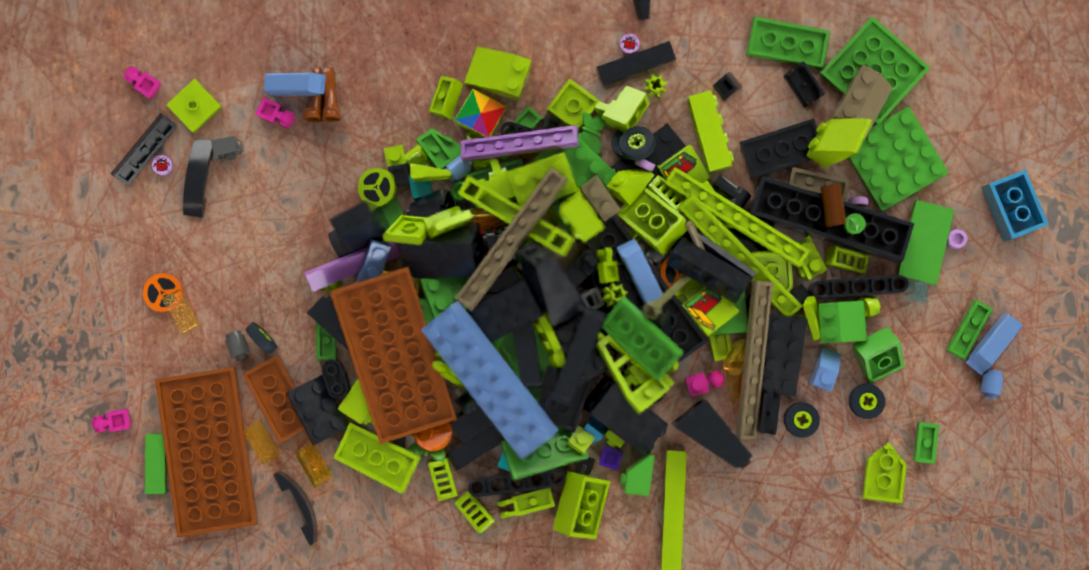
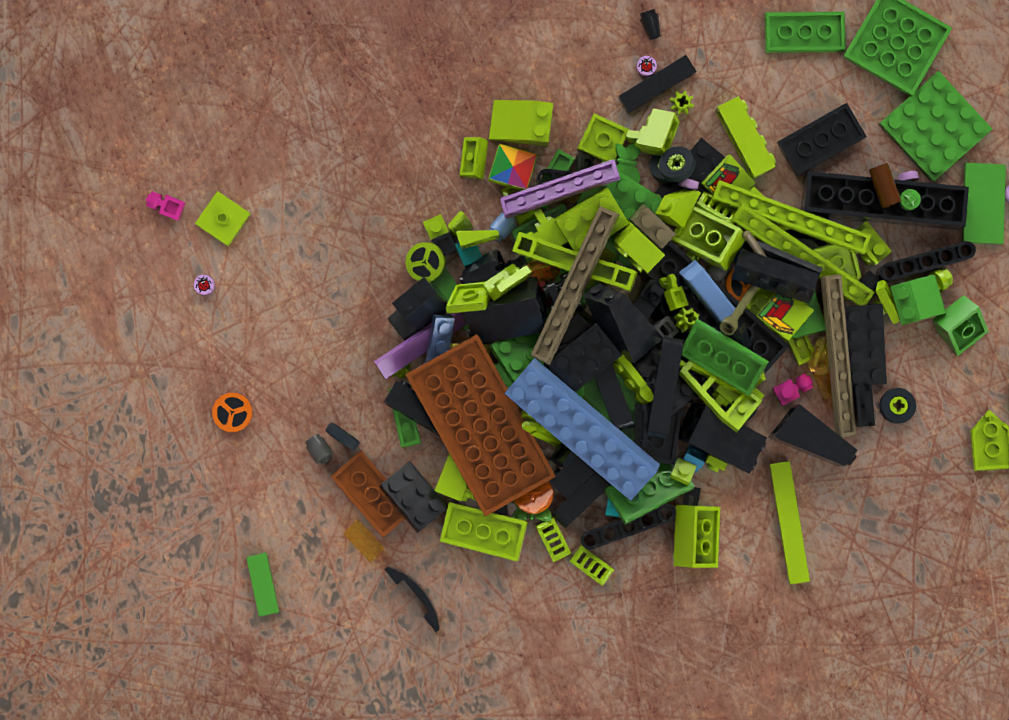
camera: 10 degrees left, 0 degrees up
(115, 420) = (215, 550): dark pink plate -> none
(144, 149) = (182, 272): black plate -> none
(180, 311) = (255, 426): clear yellow plate -> none
(196, 178) = (242, 290): black slope -> none
(206, 452) = (311, 561): dark orange plate -> none
(227, 148) = (266, 254): dark grey brick -> none
(271, 111) = (301, 208): dark pink plate -> none
(294, 84) = (321, 176): medium blue piece -> none
(313, 465) = (421, 552): clear yellow plate -> none
(331, 111) = (362, 193): dark orange piece -> none
(336, 378) = (426, 461): black brick -> none
(439, 148) = (479, 210): bright green wing -> none
(455, 189) = (506, 248): bright green tile -> none
(528, 502) = (643, 544): lime hinge -> none
(610, 457) = (715, 483): dark purple plate -> none
(638, 476) = (748, 494): bright green slope -> none
(727, 85) = (753, 87): black slope -> none
(731, 192) = (777, 192): black piece -> none
(804, 84) = (830, 71): black hinge -> none
(813, 181) = (861, 164): dark tan plate -> none
(825, 370) = (911, 351): medium blue slope -> none
(835, 255) = (896, 237): lime slope -> none
(837, 140) = (875, 120): lime slope -> none
(857, 398) = (948, 373): black bush -> none
(863, 96) = (891, 76): dark tan slope -> none
(921, 292) = (989, 254): clear light blue tile -> none

